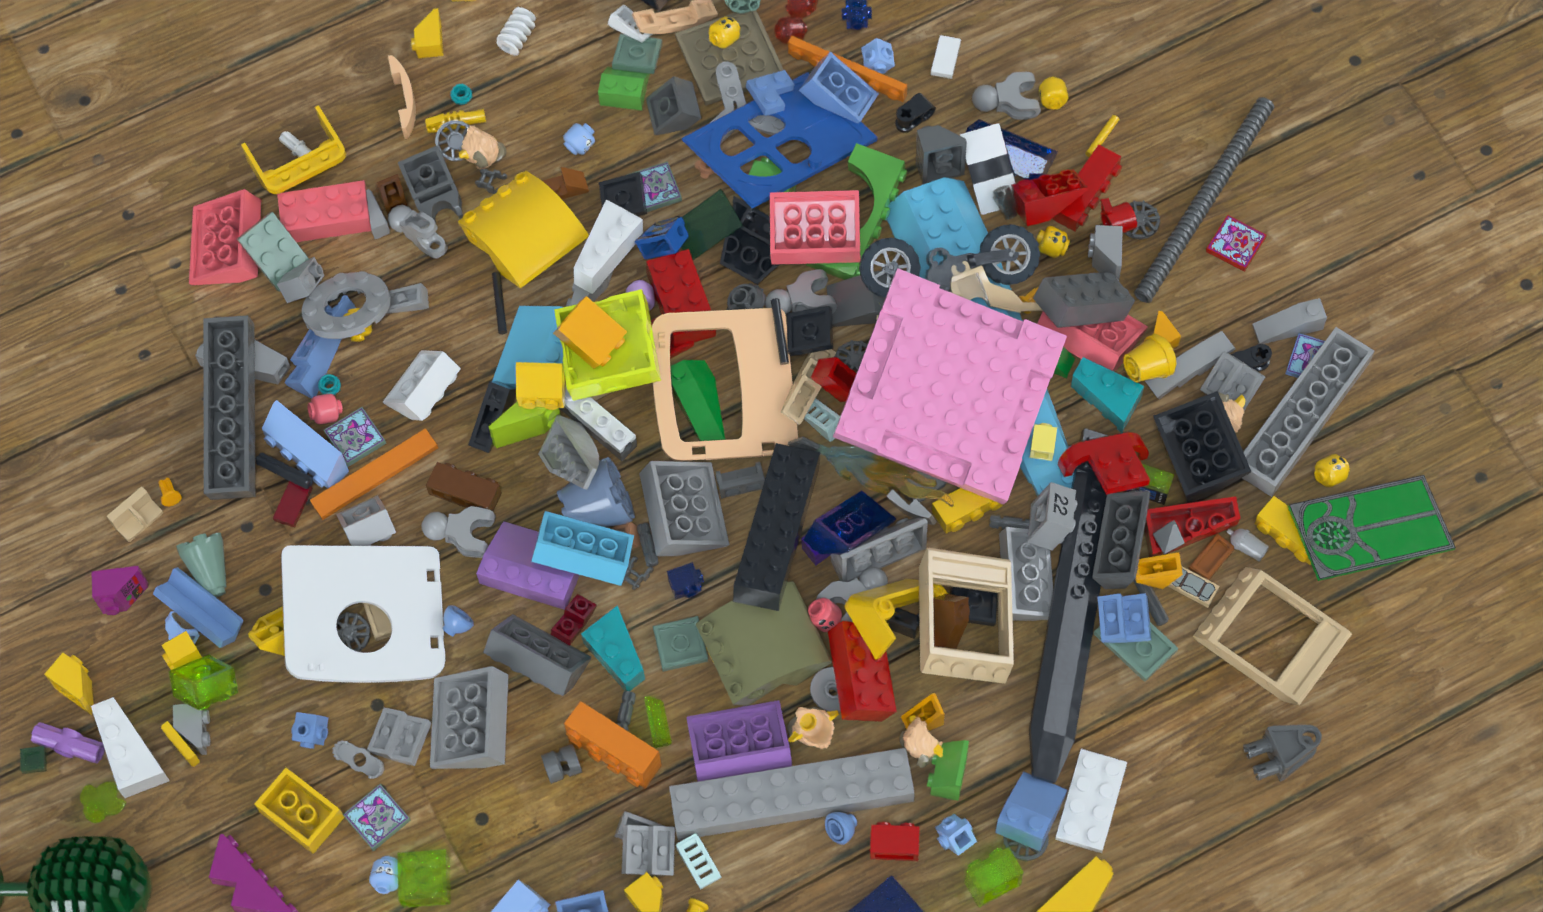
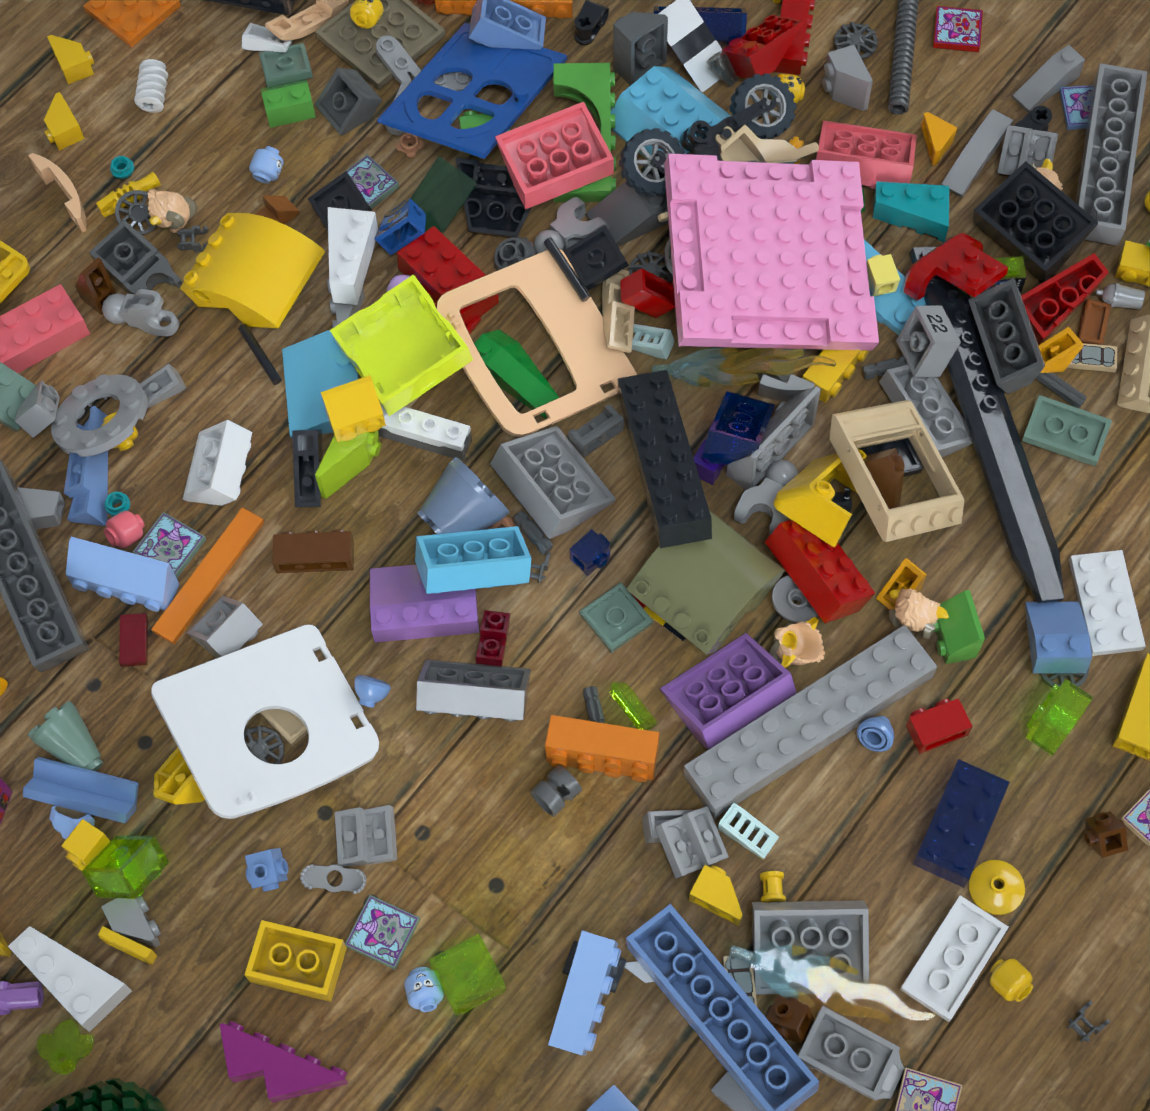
camera: 25 degrees left, 0 degrees up
(284, 470) = (109, 609): black axle -> none
(377, 220) = (93, 319): light grey slope -> none
(458, 529) = (327, 595): light grey piece -> none
(469, 719) = (434, 786): light grey slope -> none
(570, 452) = (415, 468): light grey wedge -> none
(590, 333) = (380, 337): light orange brick -> none
(614, 649) = (554, 650): teal wedge -> none
(767, 89) = (438, 49): medium blue plate -> none
(804, 443) = (644, 367): dark grey slope -> none
(824, 614) = (753, 526): coral head -> none
(955, 834) = (997, 691): light blue brick -> none
(1083, 299) = (852, 125): dark grey brick -> none
(1118, 215) = (841, 37): red piece -> none
(1124, 618) = (1047, 411): medium blue slope -> none
(1150, 359) = (946, 156): yellow piece -> none
(1169, 537) = (1052, 316): dark grey slope -> none

